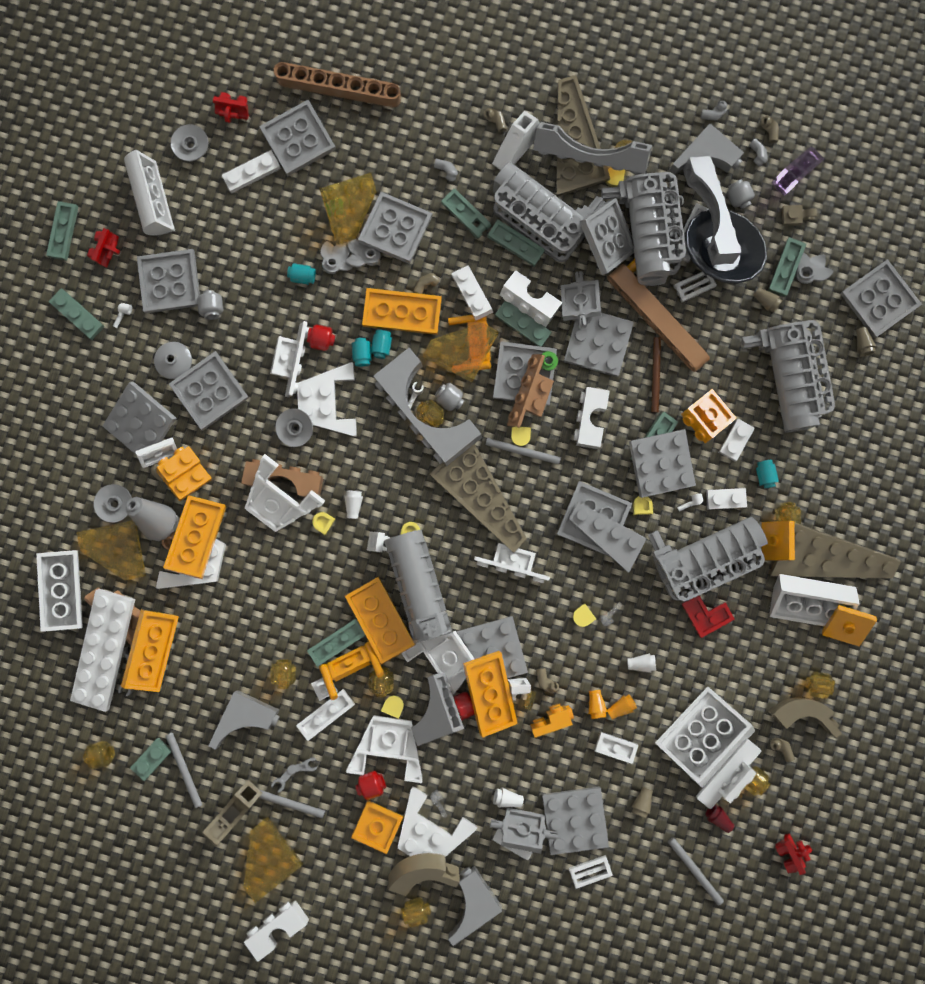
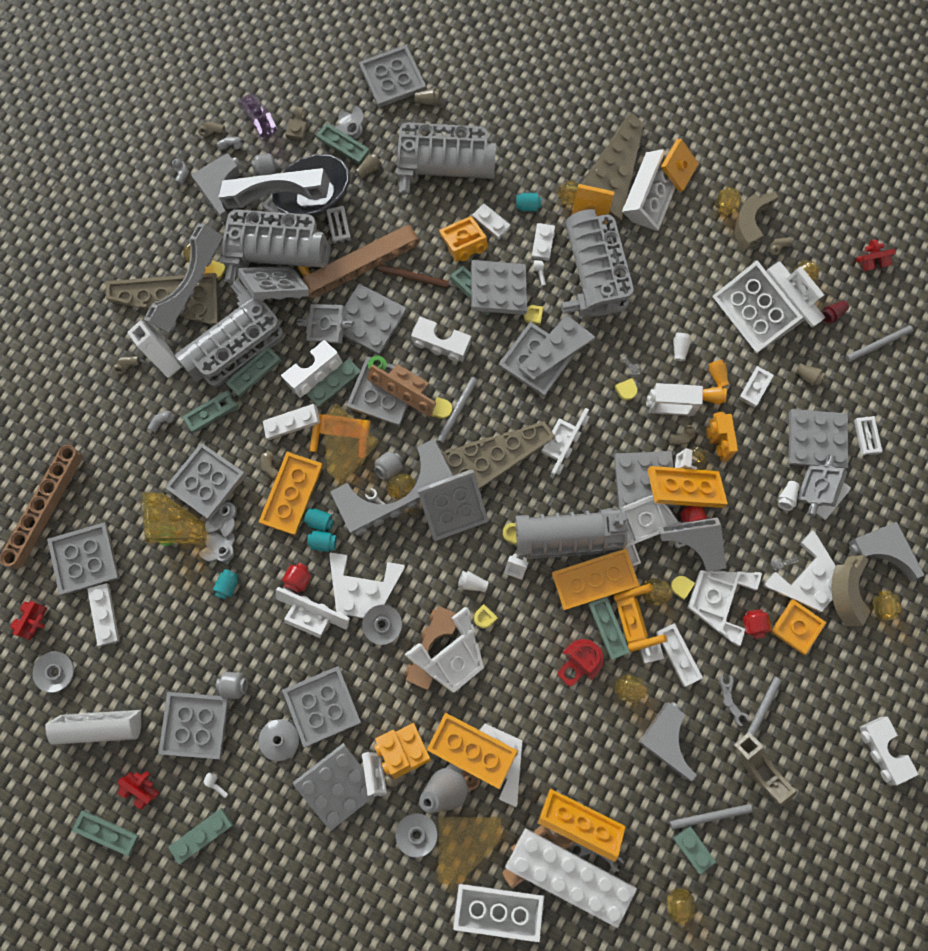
camera: 80 degrees left, 10 degrees down
(268, 860) = (816, 744): clear yellow plate -> none
(305, 624) = (584, 658): none -> red container
(420, 467) = (452, 505): none -> light grey plate
(580, 665) = (675, 399): none -> white window
(704, 620) = (651, 282): red plate -> none

